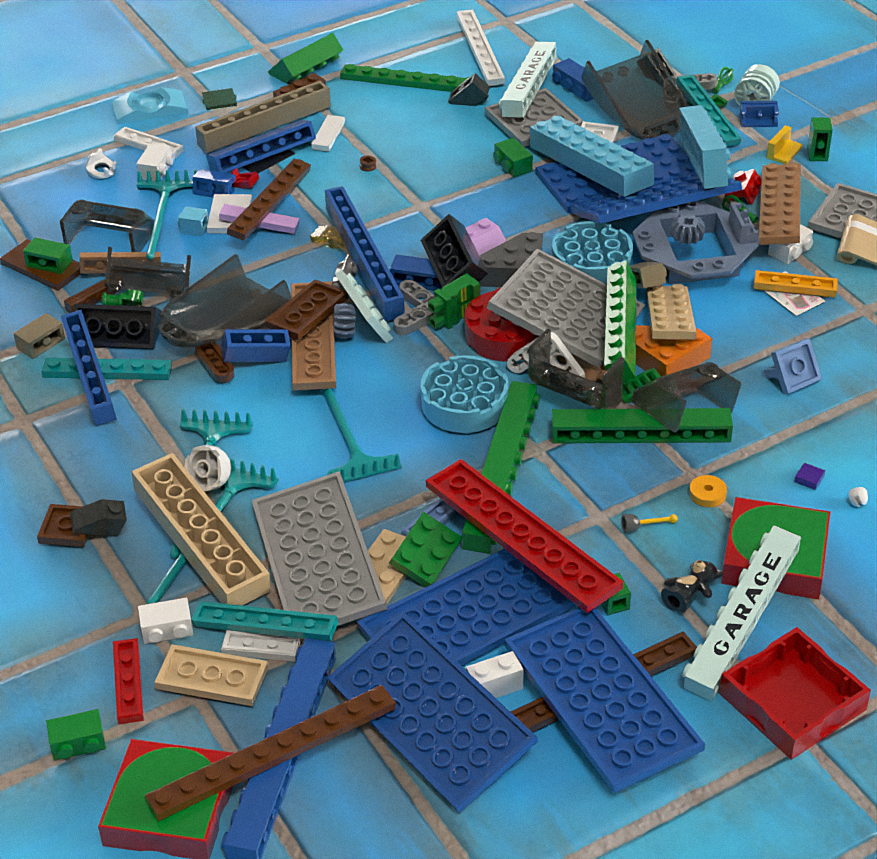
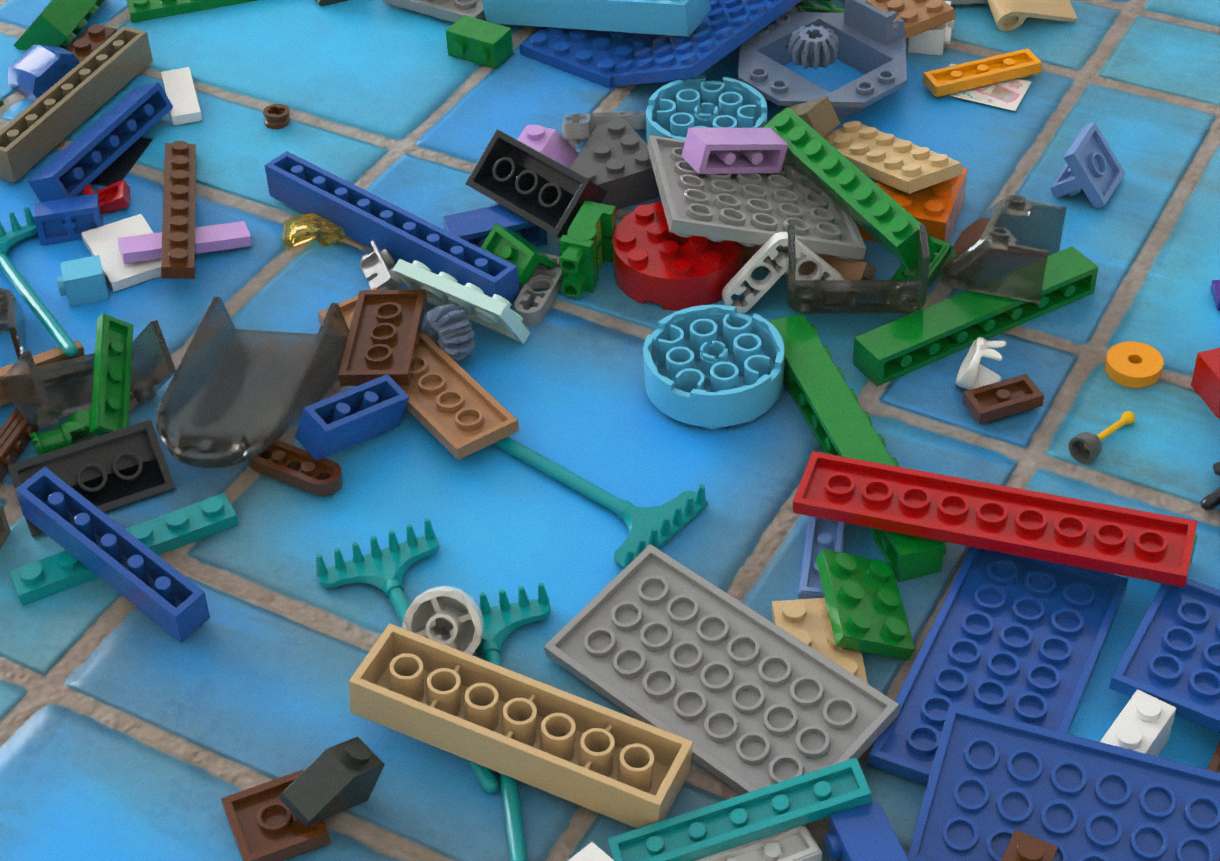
camera: 30 degrees left, 0 degrees up
(160, 277) = (111, 375): none -> green tile
(264, 90) = (40, 69): none -> blue slope
(416, 288) = (516, 250): none -> green panel
(516, 227) = (581, 124): none -> light grey beam
(574, 275) = (734, 150): none -> lavender brick
(609, 457) = (971, 372): none -> white piece
(609, 478) = (1002, 399): none -> reddish brown plate

